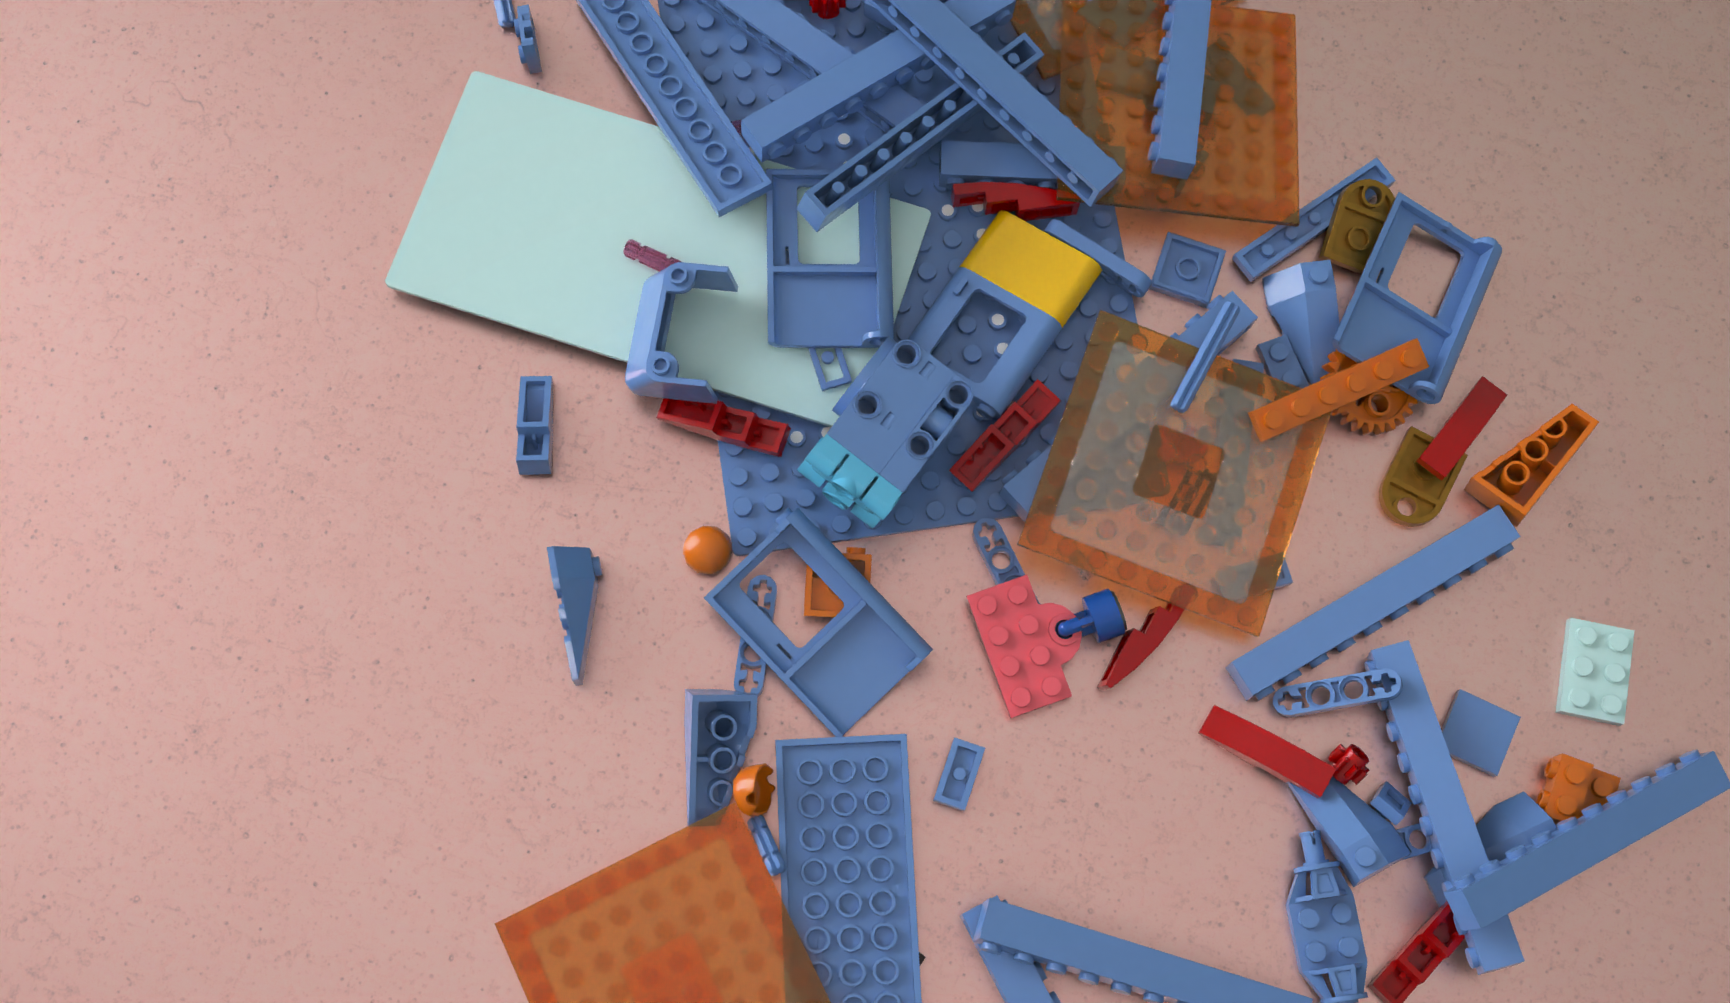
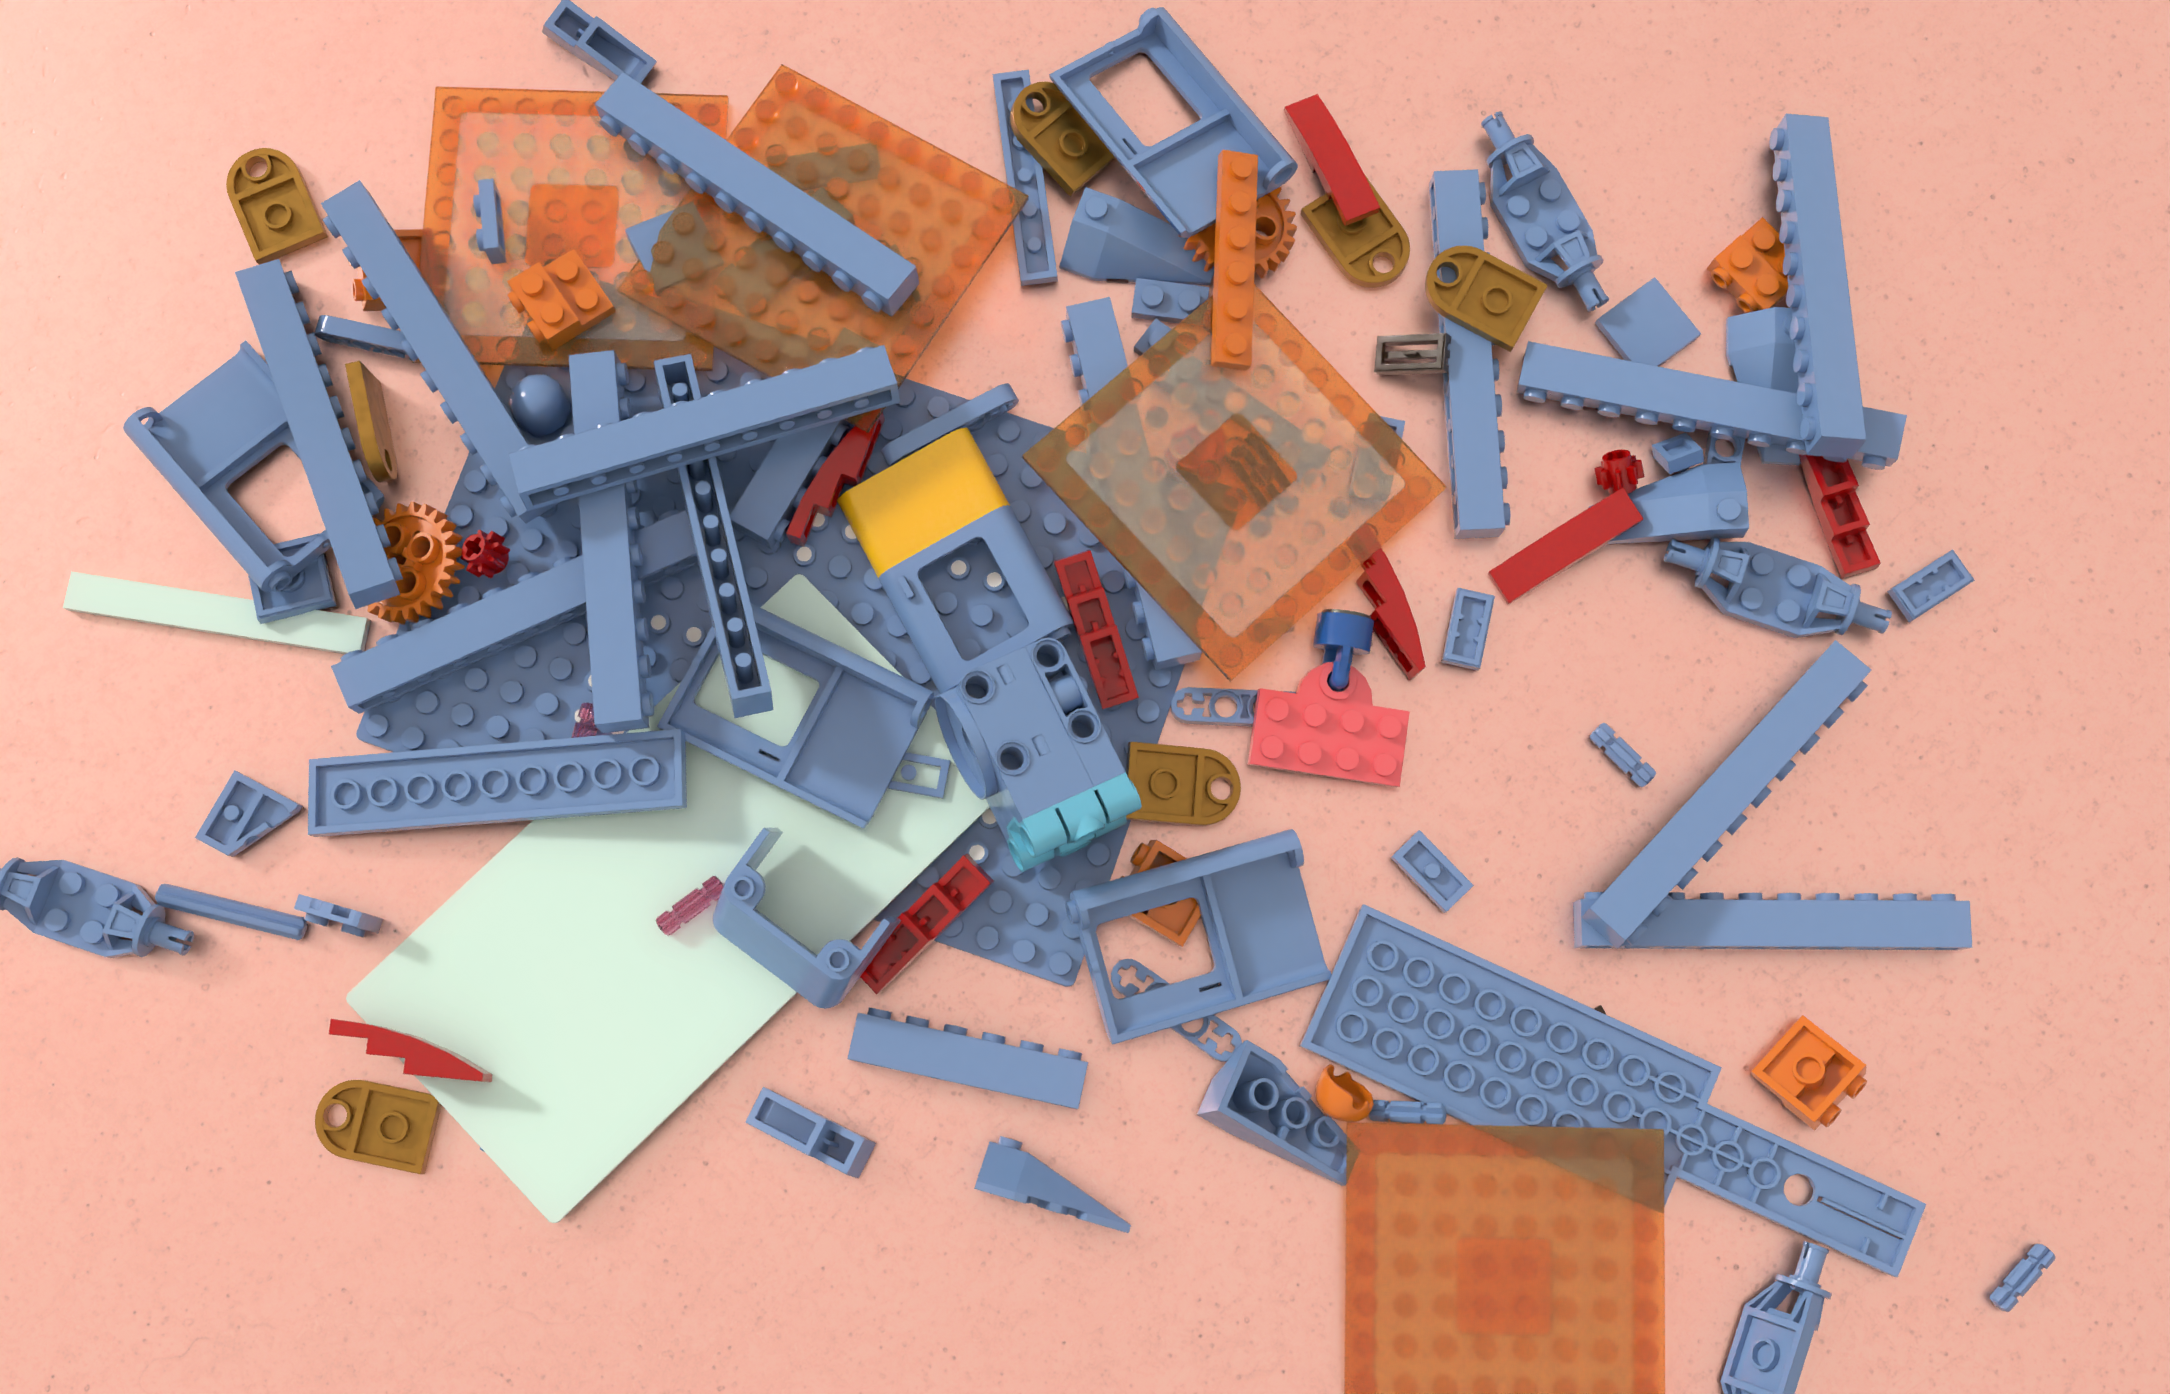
camera: 60 degrees left, 5 degrees up
(399, 143) = (382, 1124): none -> pearl gold tile
(456, 134) = (420, 1055): none -> red slope
(641, 507) = (968, 1060): none -> medium blue brick
(707, 549) = (1052, 1012): orange hair -> none
(921, 552) = (1177, 783): none -> pearl gold tile
(1129, 878) = (1622, 755): none -> medium blue axle
(1160, 710) = (1468, 629): none -> medium blue plate
(1187, 269) = (1008, 338): medium blue tile -> none
(1205, 357) = (1131, 375): medium blue axle -> none
(1336, 687) = (1549, 444): medium blue beam -> none
(1357, 578) = (1439, 354): none -> tile
(1424, 590) = (1486, 295): none -> pearl gold tile
(1517, 605) = (1541, 213): none -> medium blue plate
(1532, 465) = (1410, 113): orange wedge -> none
(1595, 671) = (1644, 178): light aqua plate -> none

